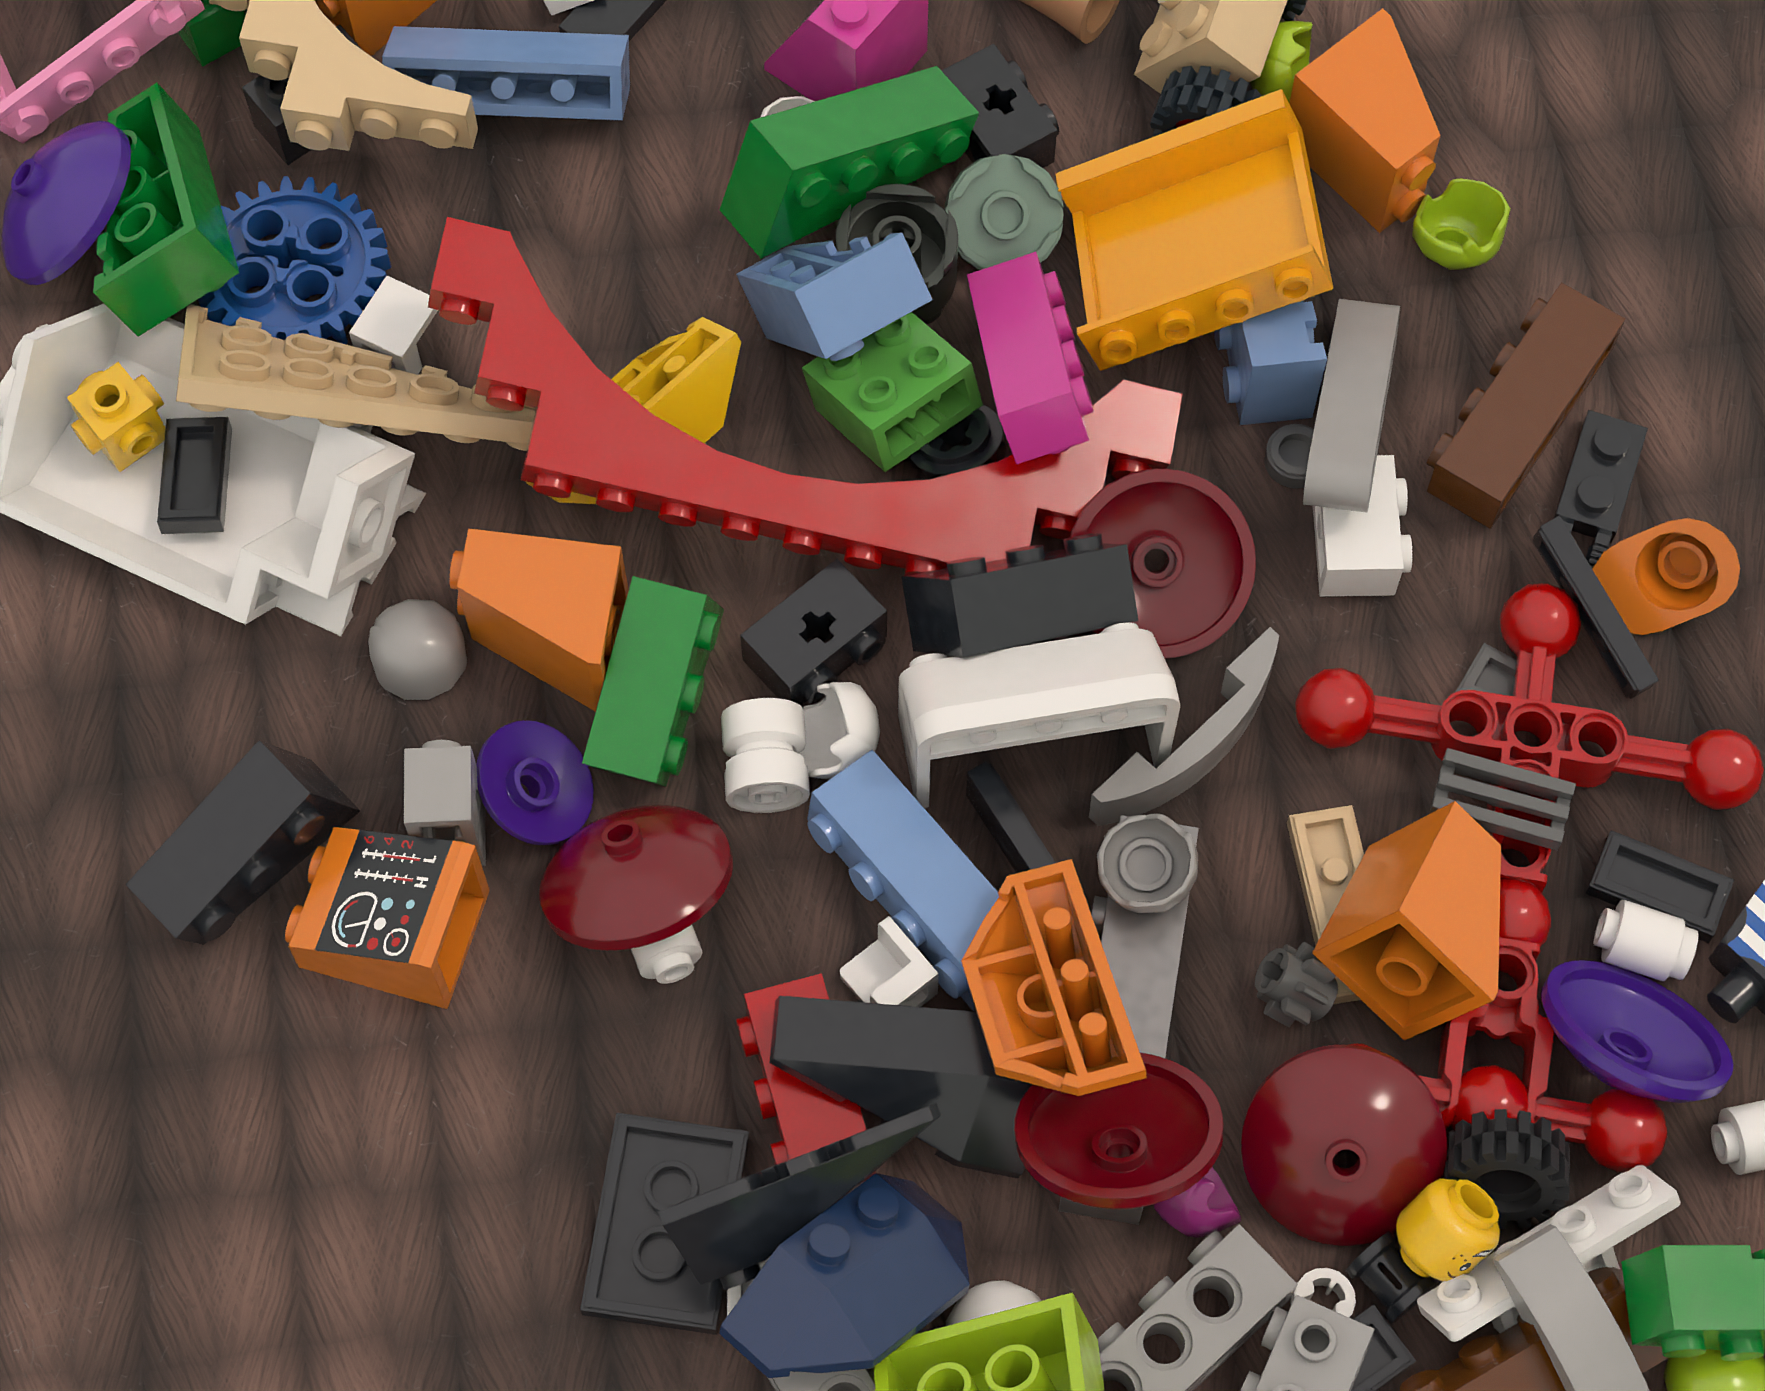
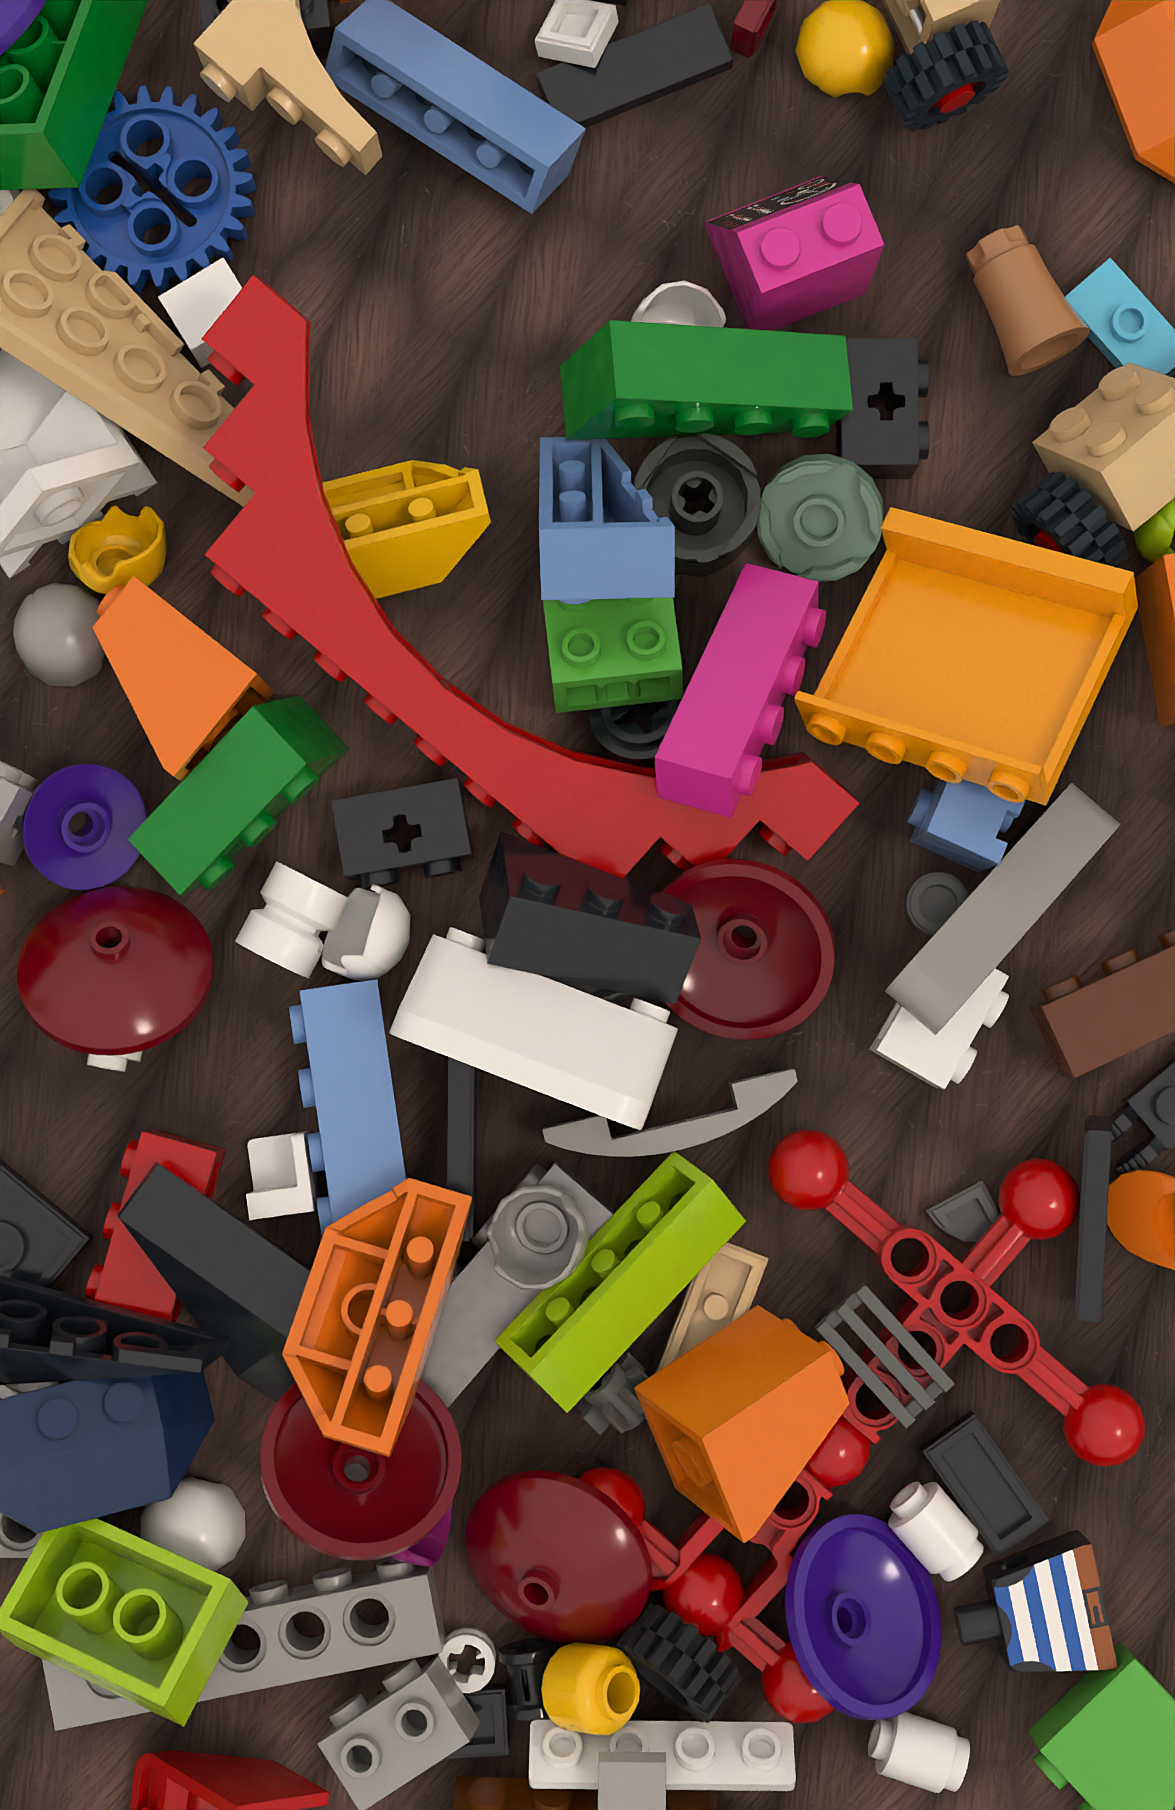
camera: 35 degrees right, 20 degrees up
(425, 550) = (118, 549): none -> yellow hair
(1245, 876) = (623, 1281): none -> lime brick

